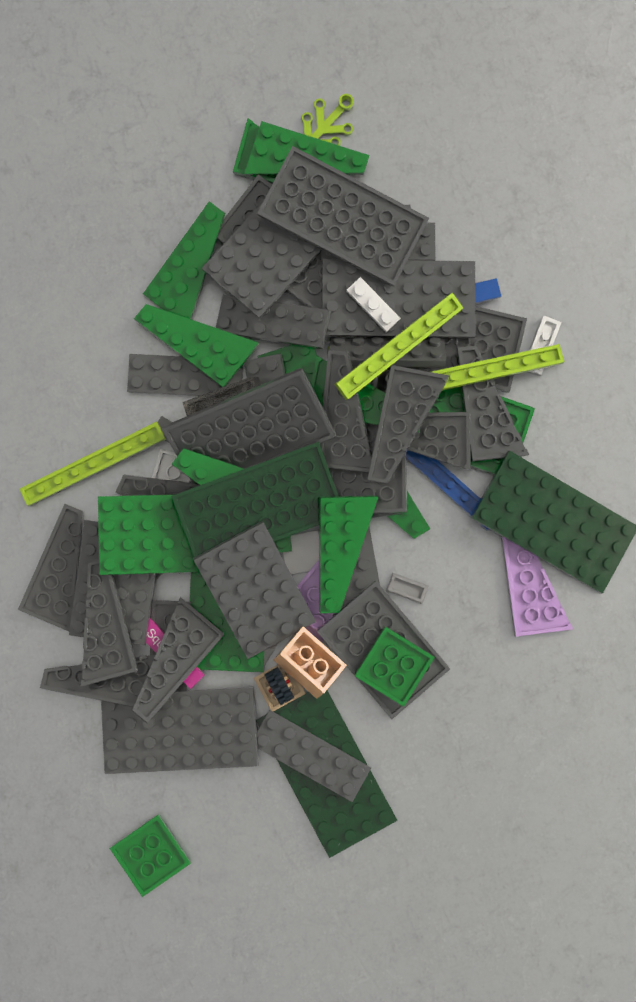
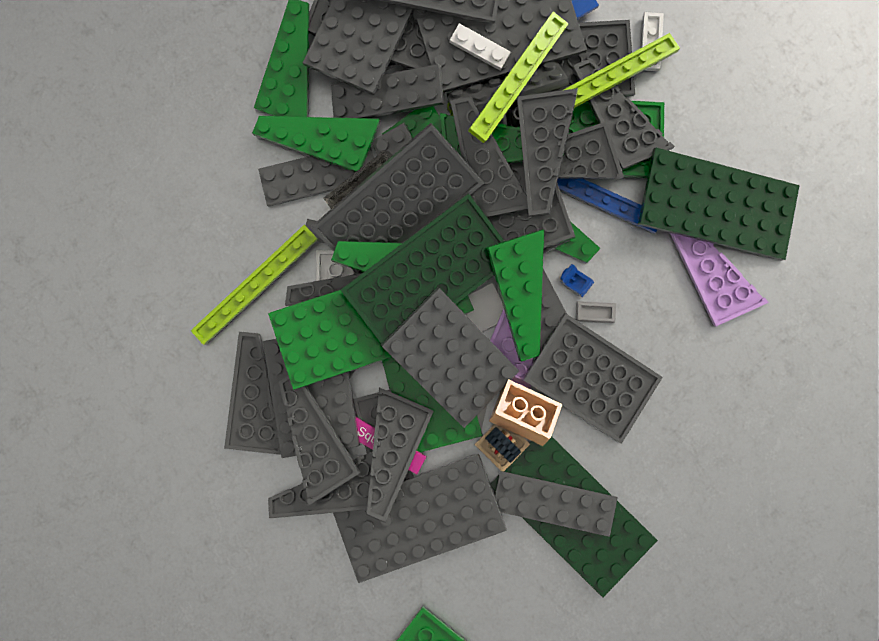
camera: 10 degrees left, 0 degrees up
(394, 666) = (609, 391): green plate -> none
(397, 552) = (576, 280): none -> blue bracket

